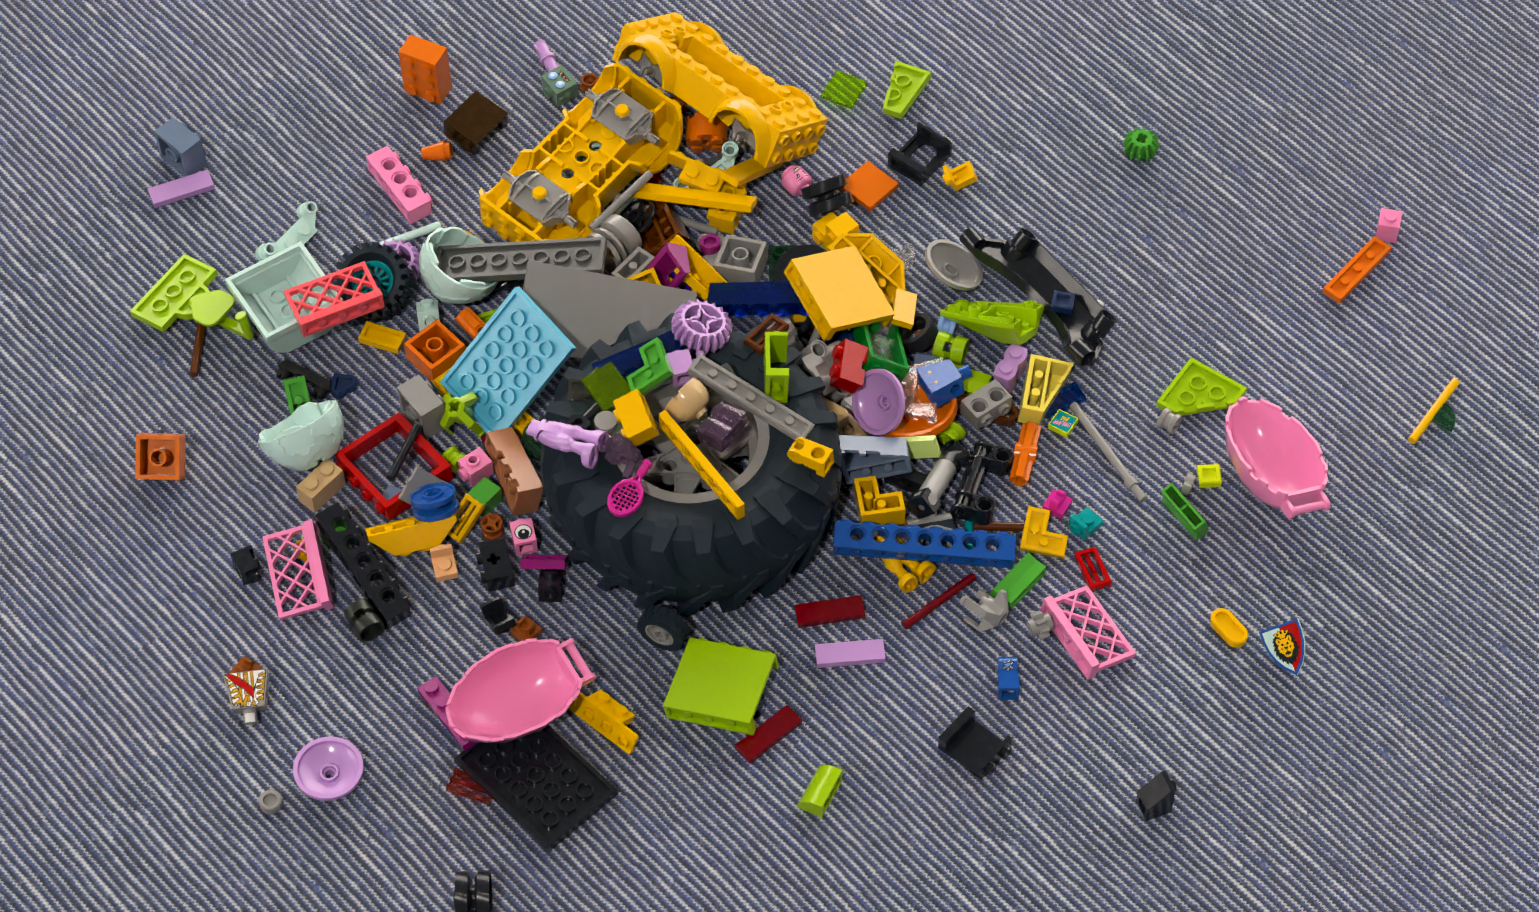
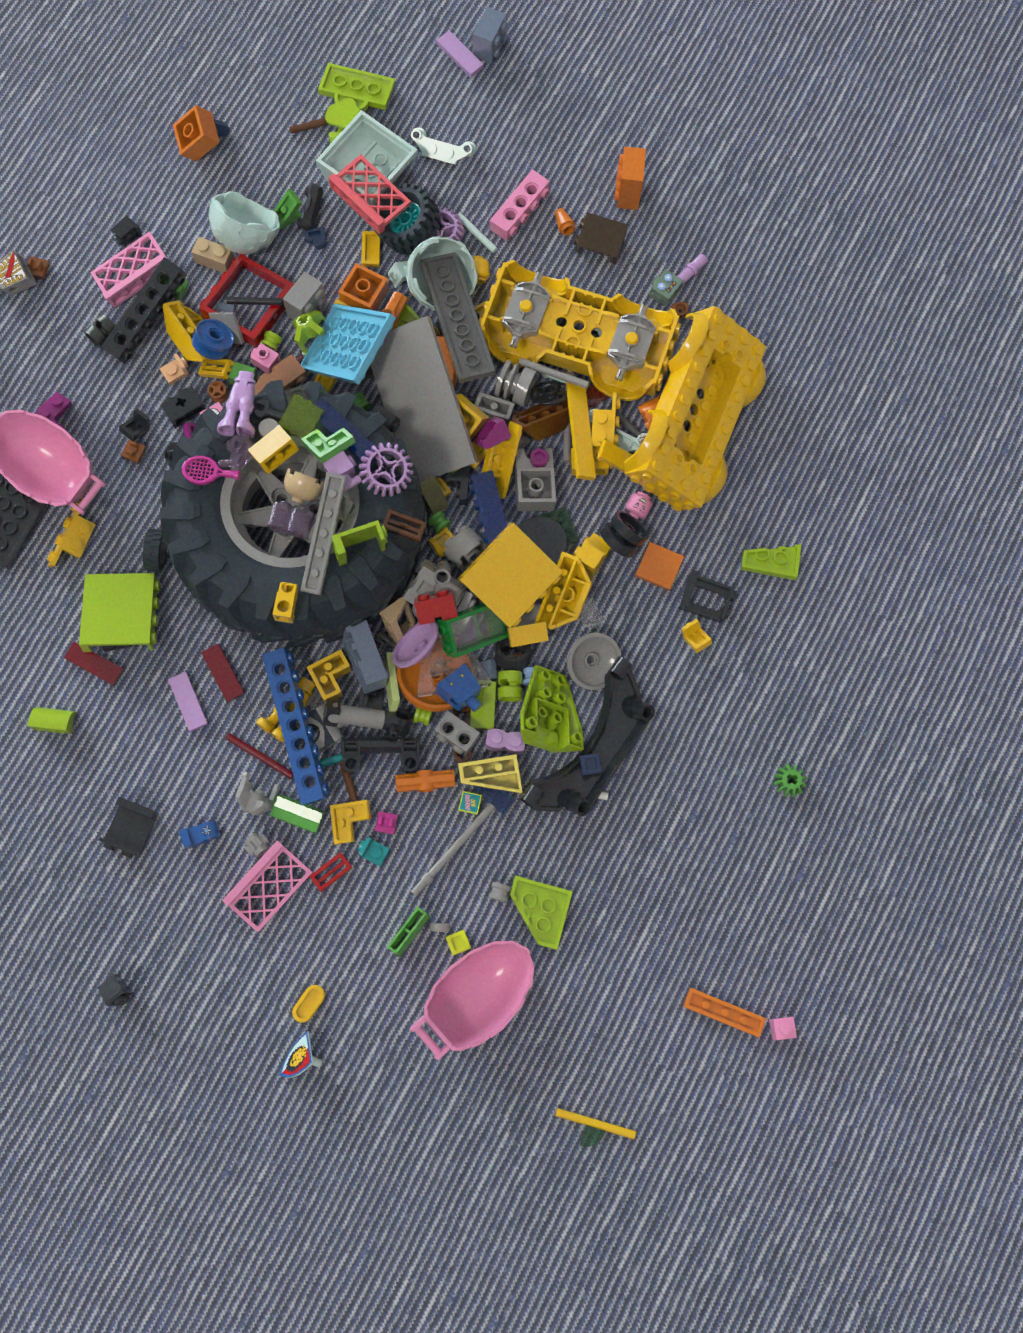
camera: 65 degrees right, 20 degrees up
(701, 465) = (246, 518): yellow tile -> none
(844, 89) = (756, 513): clear neon green piece -> none

